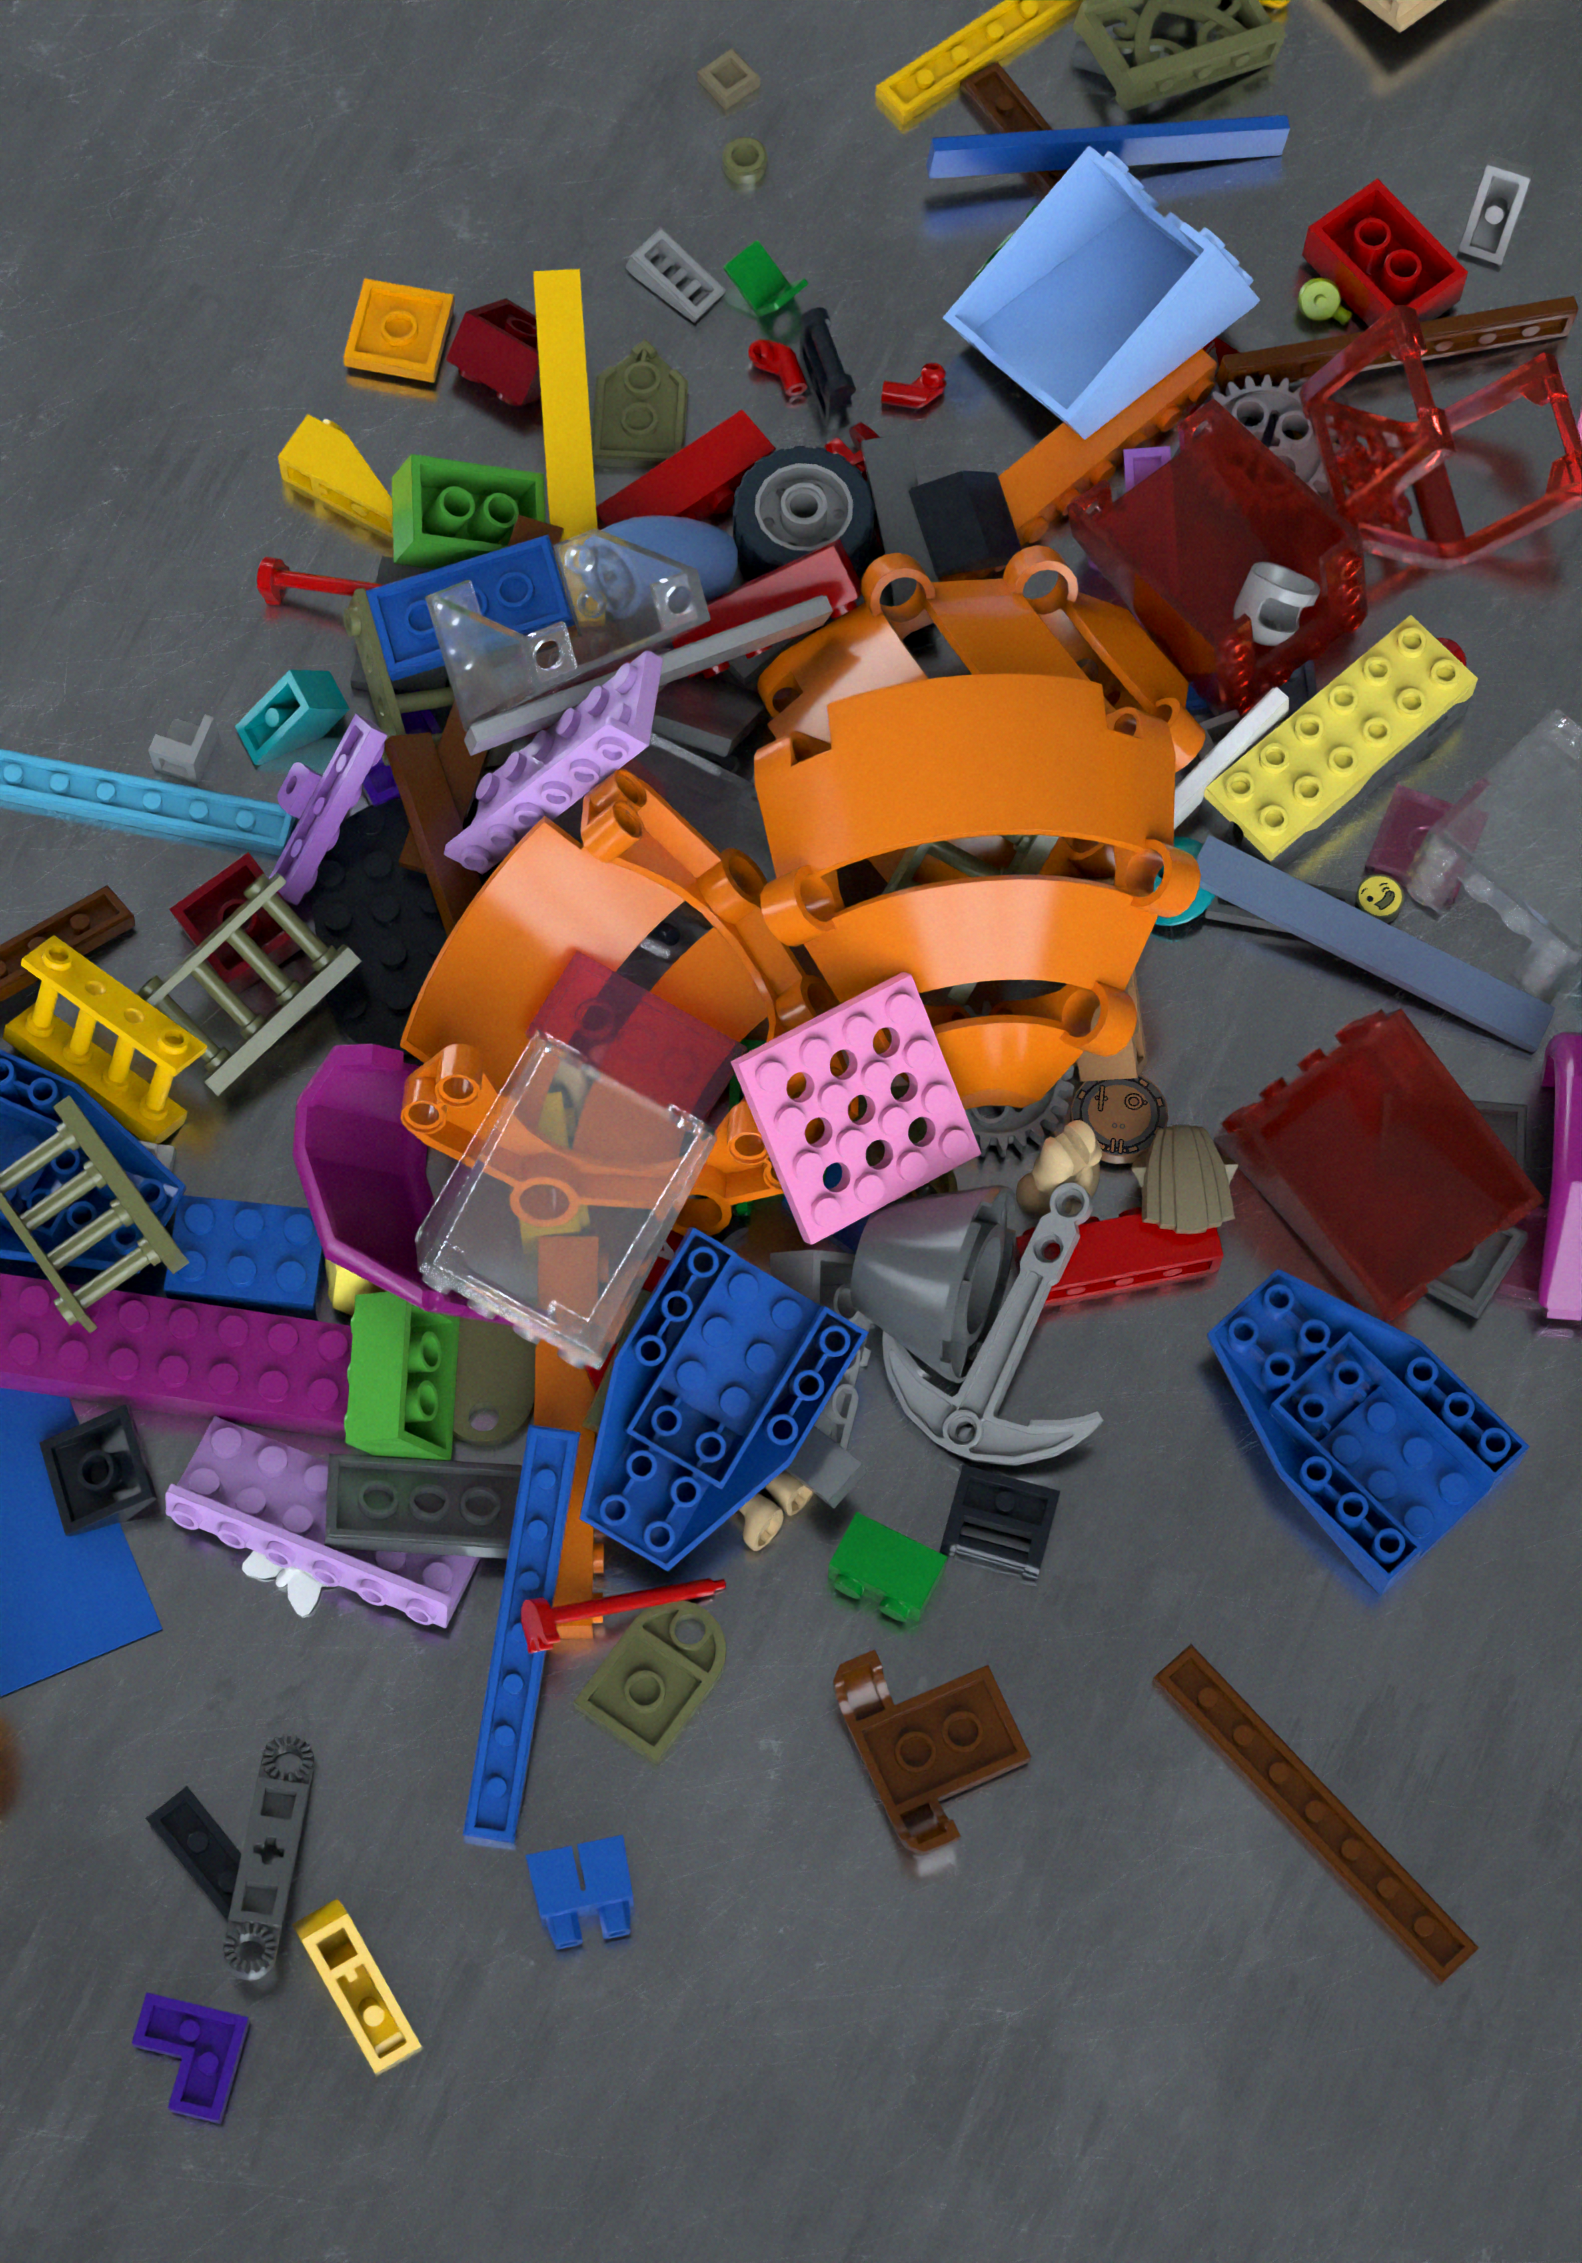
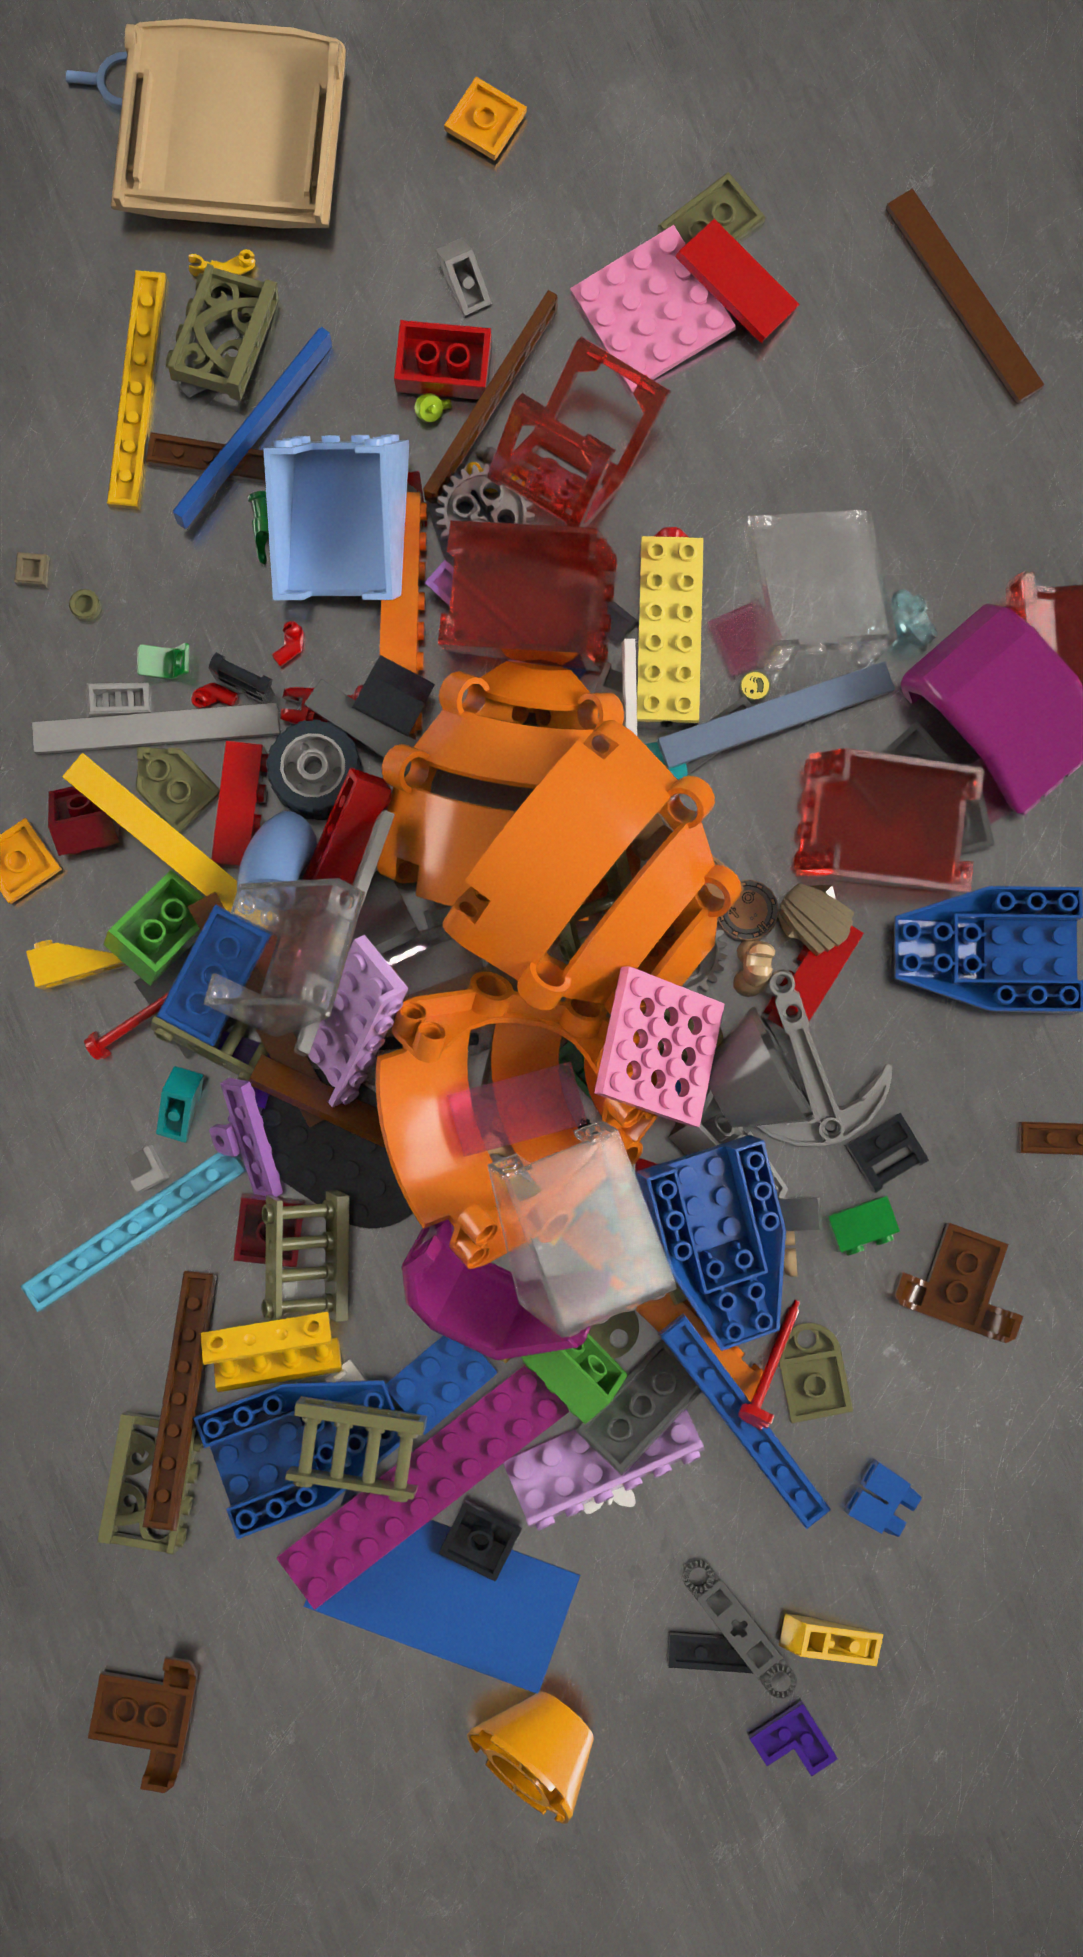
camera: 45 degrees left, 15 degrees up
(683, 338) = (156, 728): none -> light grey tile
(1274, 601) = (573, 593): light grey helmet -> none

